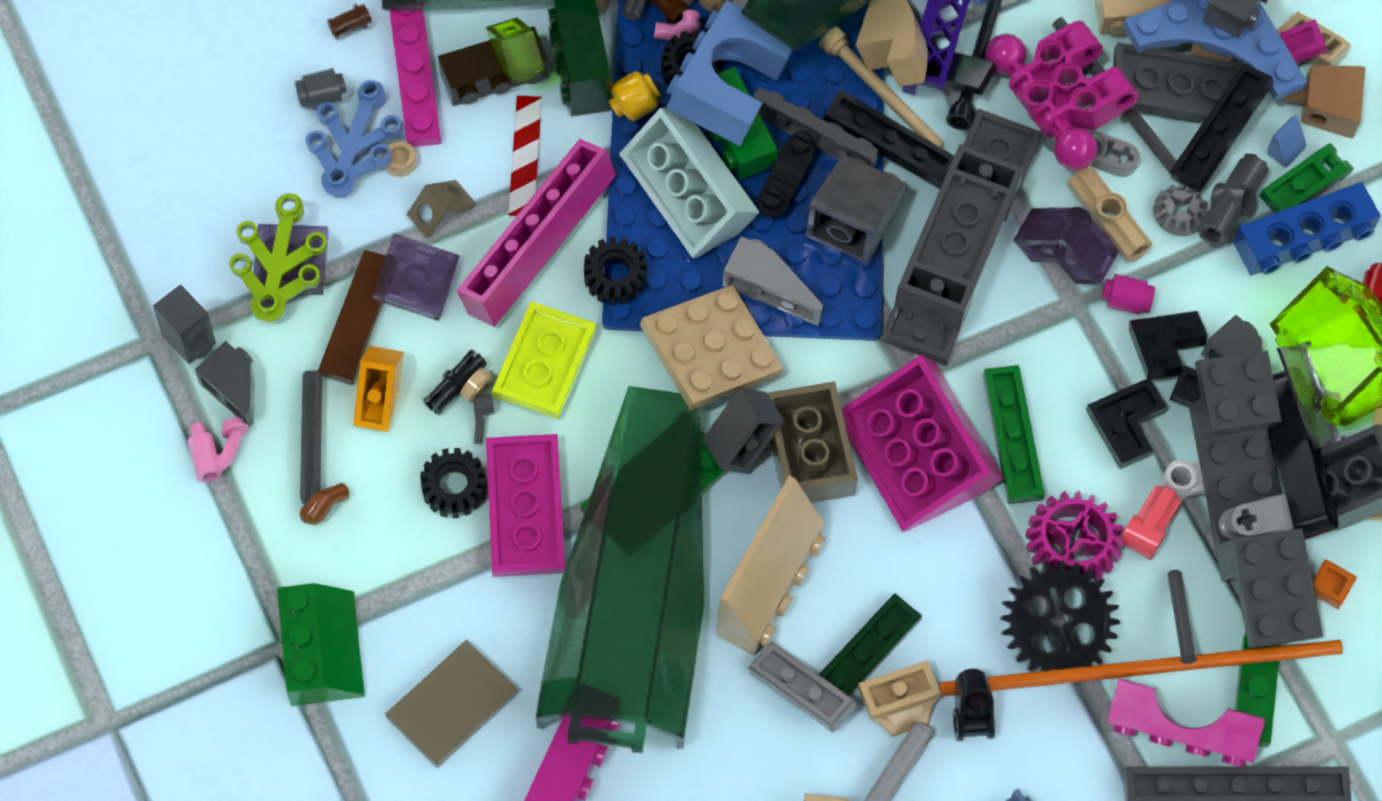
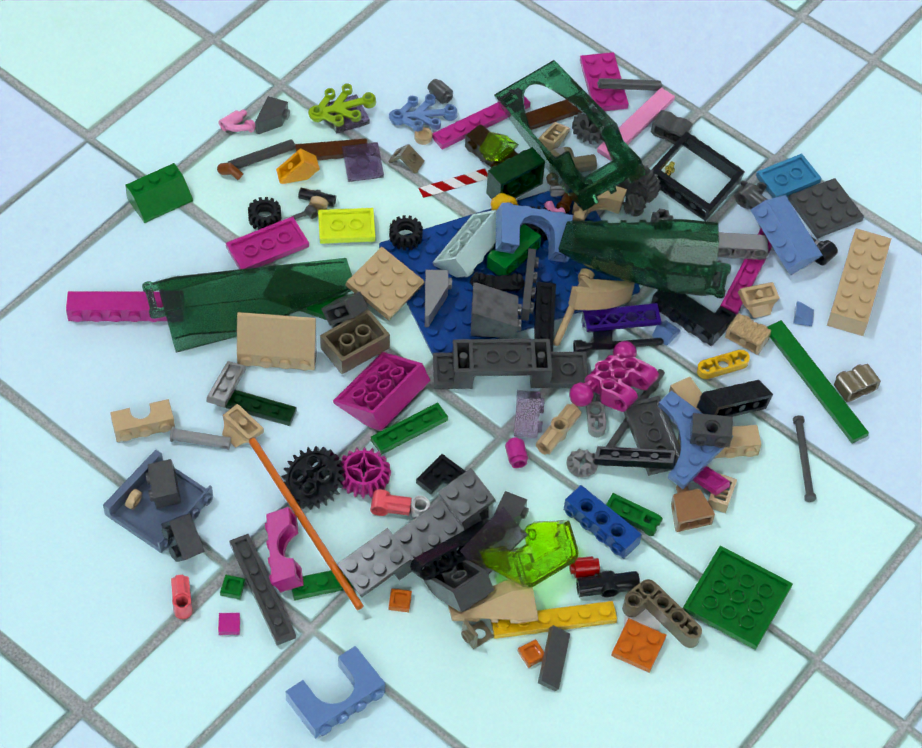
camera: 65 degrees right, 10 degrees down
(185, 324) = (288, 83): dark grey brick -> none
(349, 21) = (486, 91): reddish brown pin -> none
(451, 703) = (154, 254): dark tan tile -> none
(536, 232) = (409, 195): dark pink brick -> none
(974, 711) = (248, 455): black piece -> none
(1160, 337) = (500, 474): black plate -> none
(1181, 617) = (342, 531): dark grey bar -> none
(1233, 199) = (609, 483): dark grey piece -> none
(1259, 518) = (411, 542): light grey piece -> none
(1287, 142) = (651, 497): medium blue slope -> none

